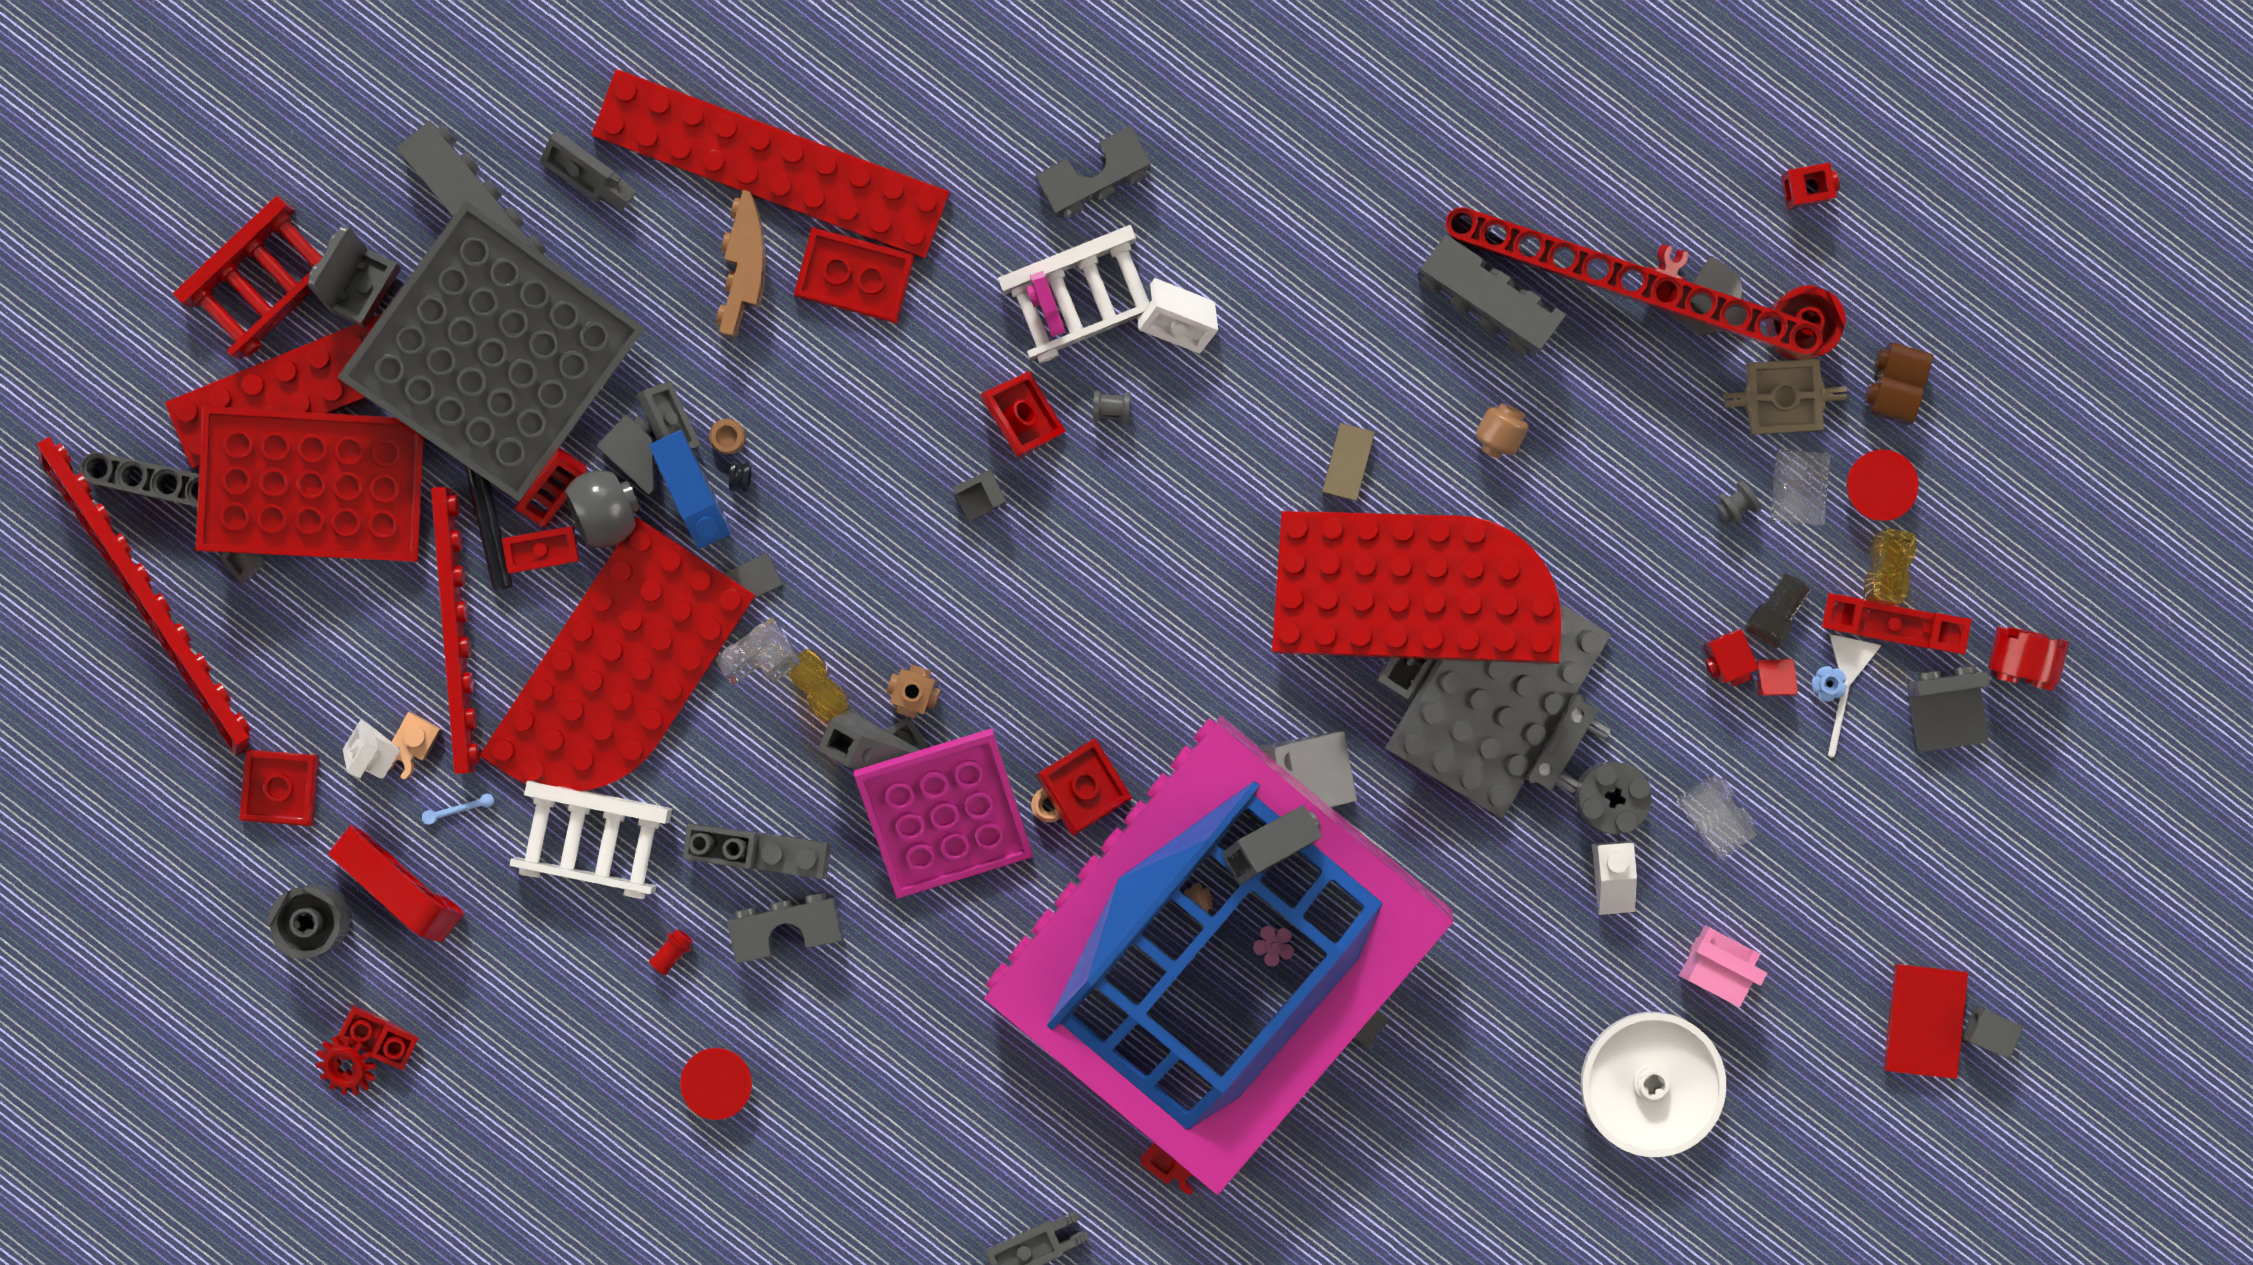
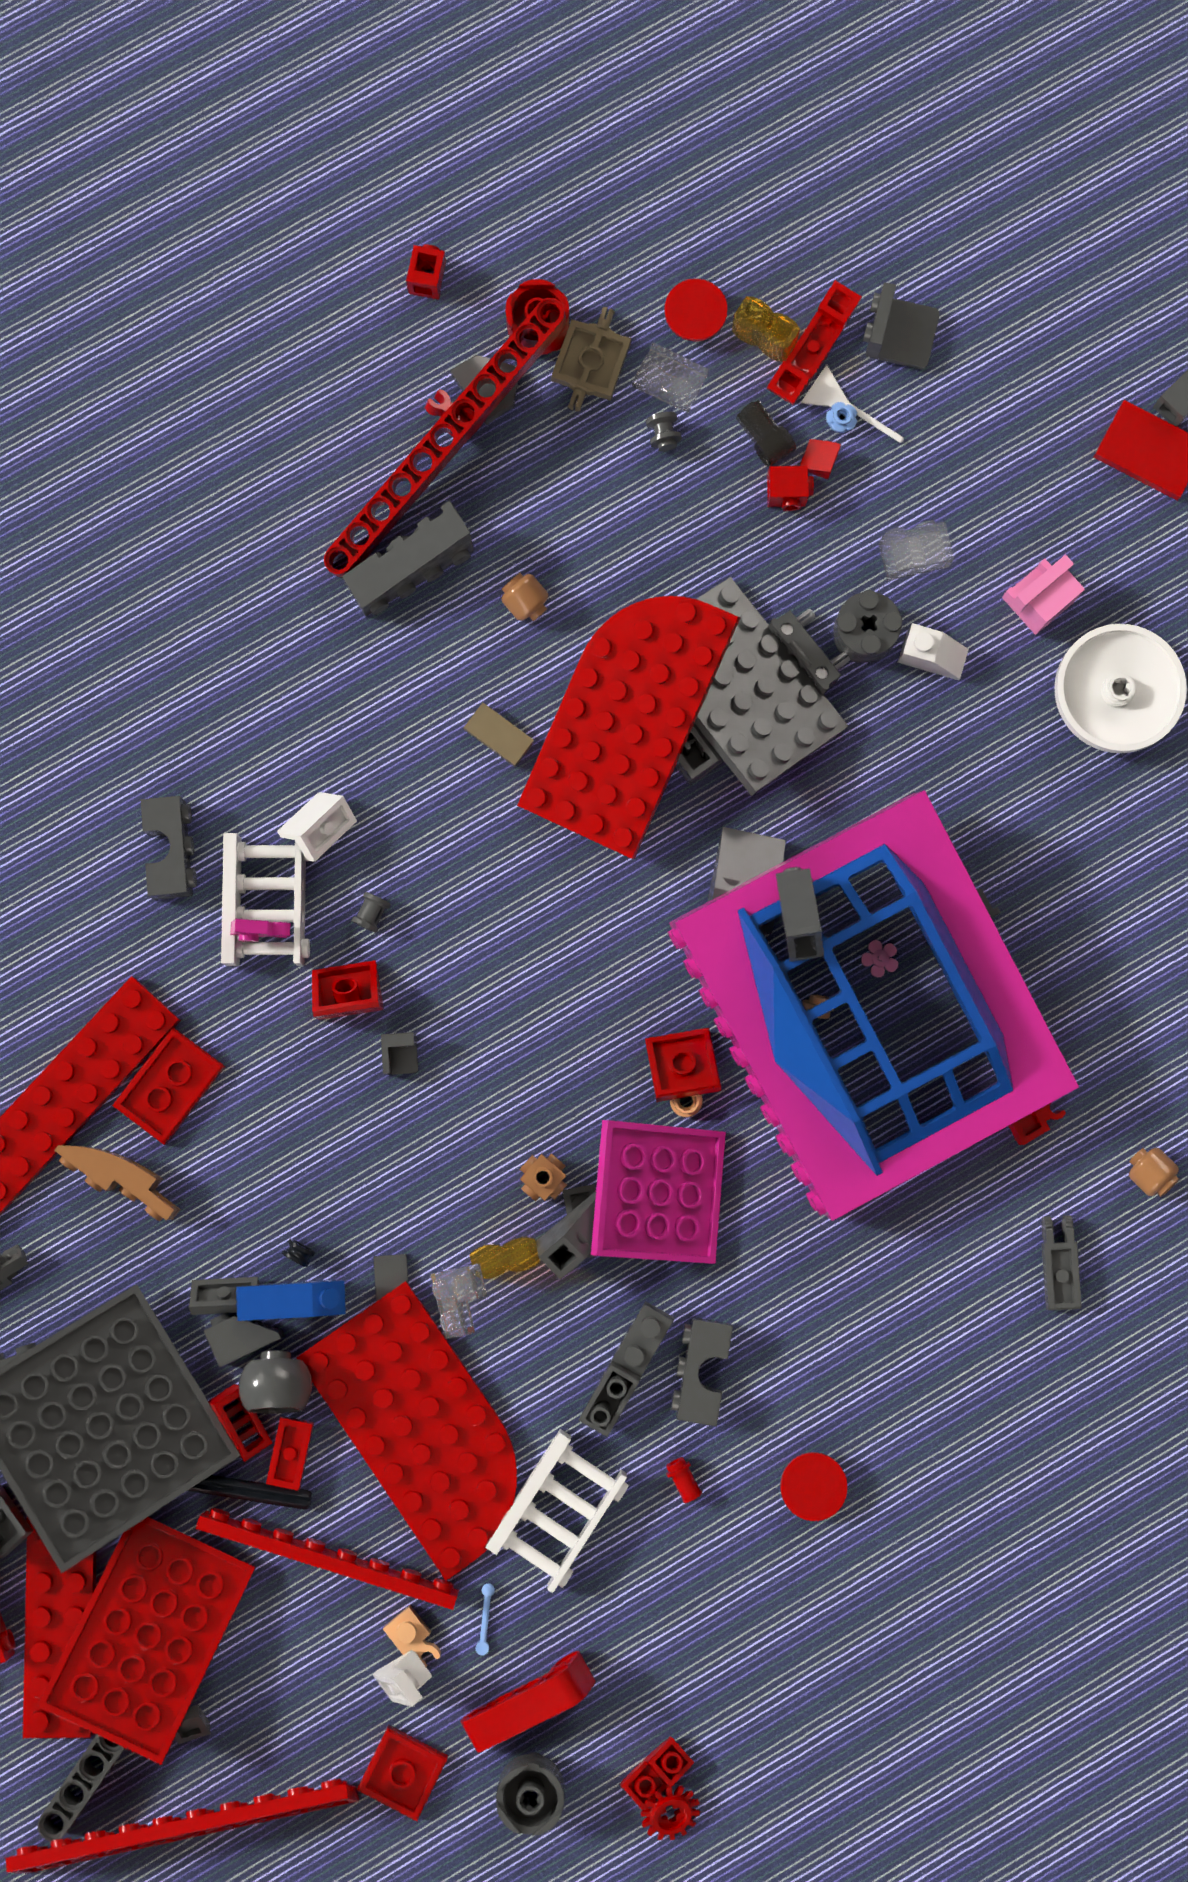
camera: 65 degrees left, 5 degrees down
(727, 436) = (260, 1250): medium nougat tile -> none
(1898, 383) = (617, 264): reddish brown brick -> none
(2027, 656) = (884, 248): red brick -> none

